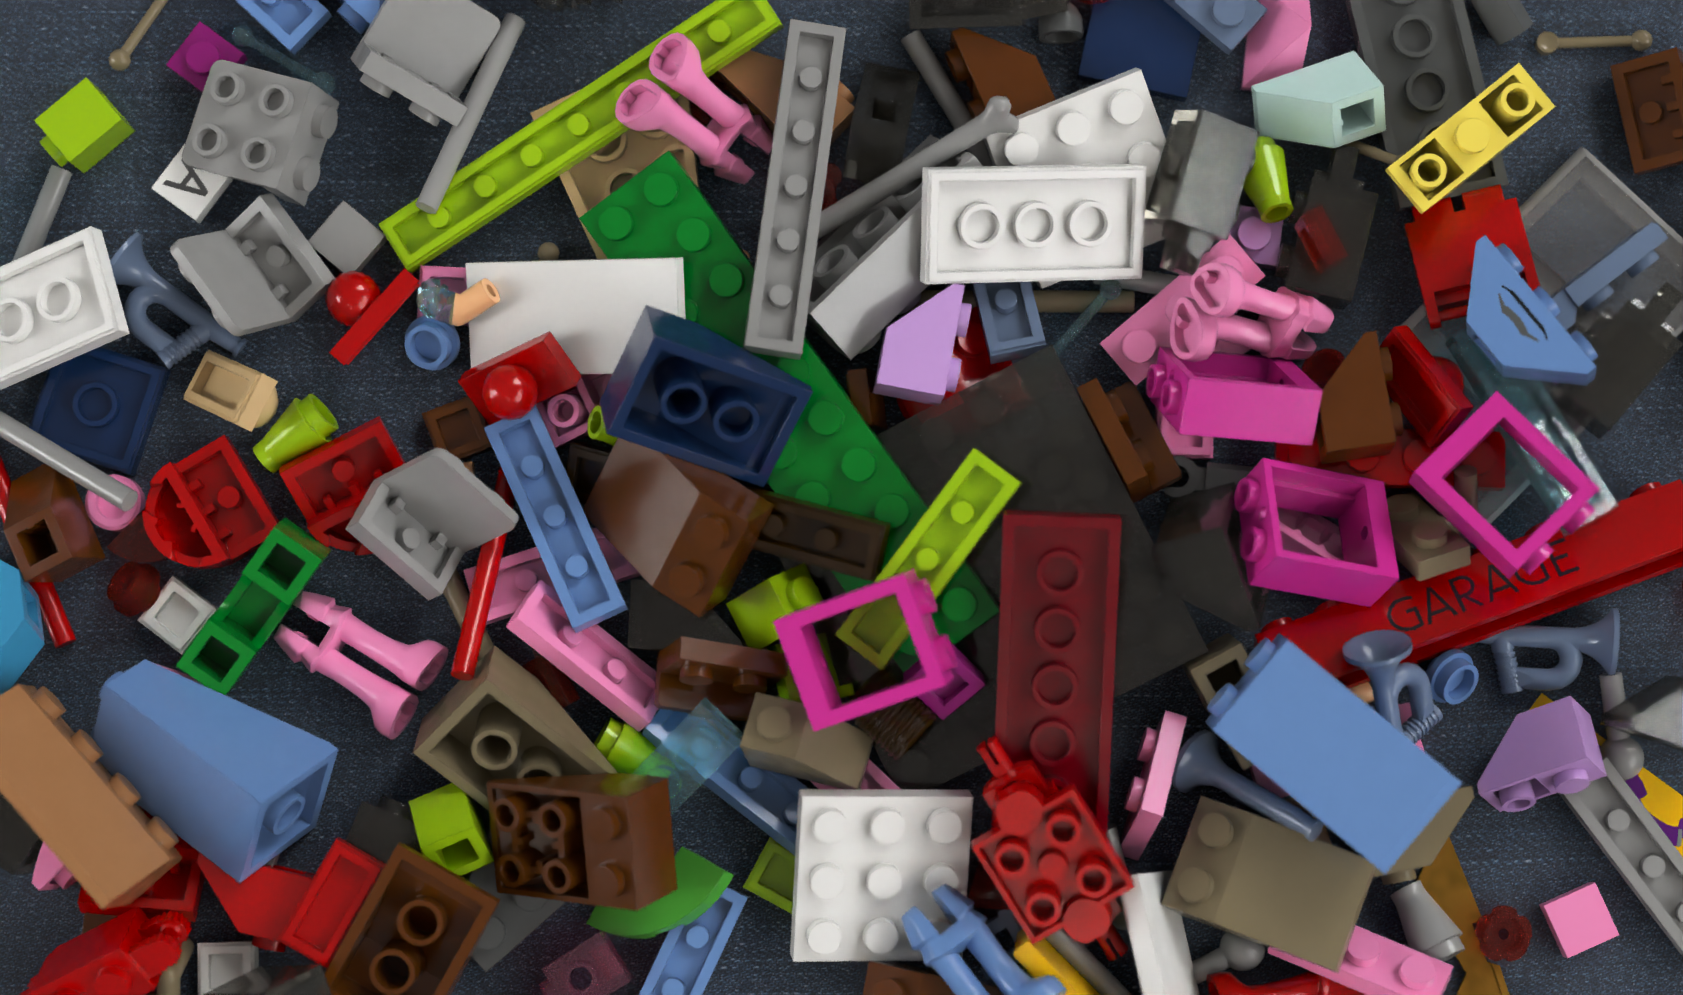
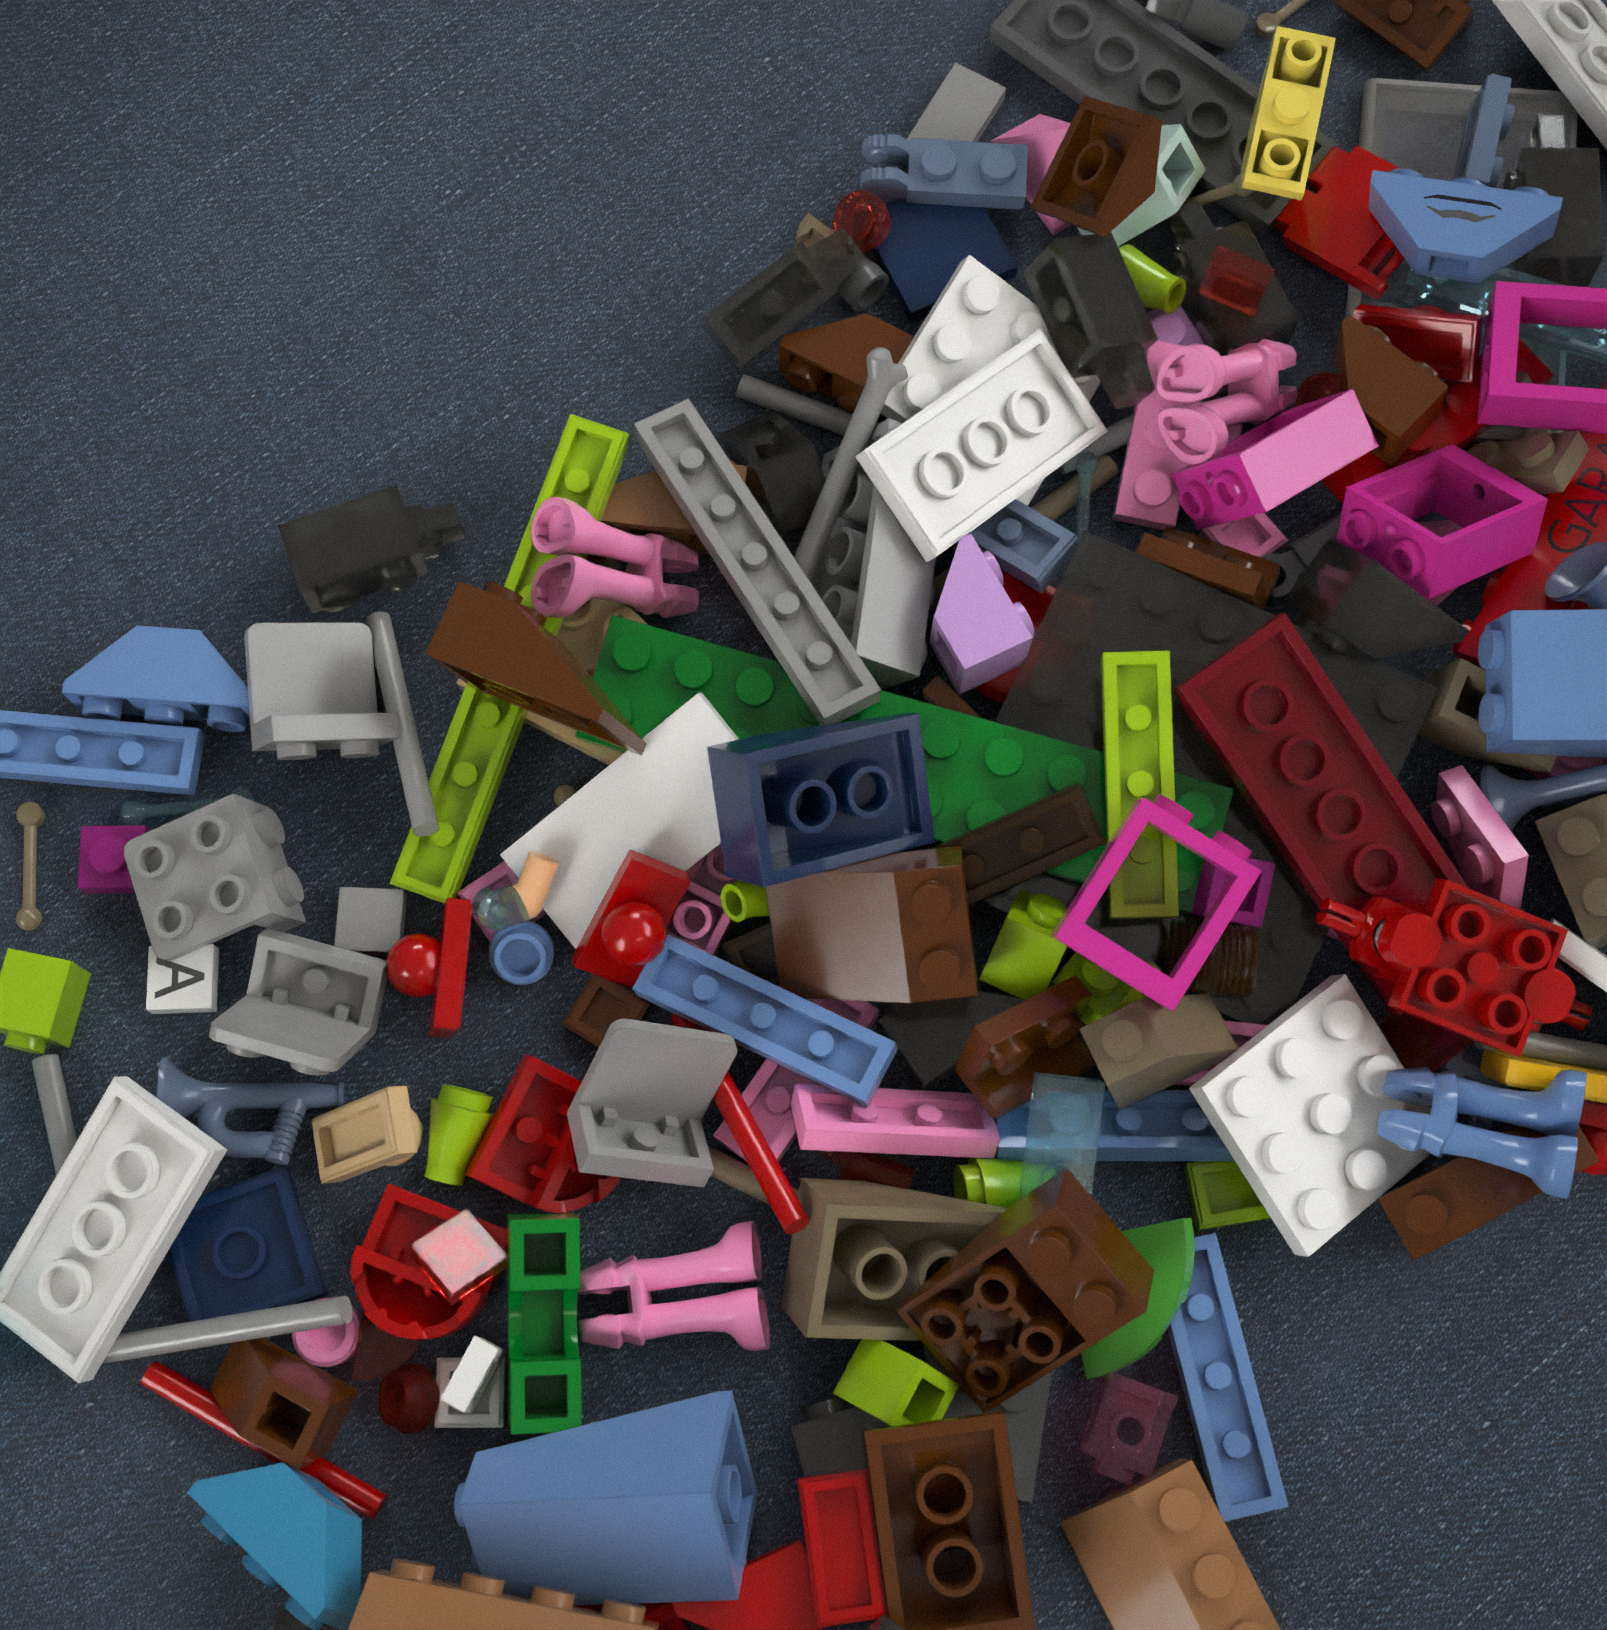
camera: 40 degrees left, 10 degrees down
(183, 607) = (473, 1375): none -> white tile
(230, 521) = (458, 1256): none -> clear red tile
(573, 152) = (512, 657): none -> reddish brown slope
(1289, 77) = (1101, 167): none -> reddish brown slope

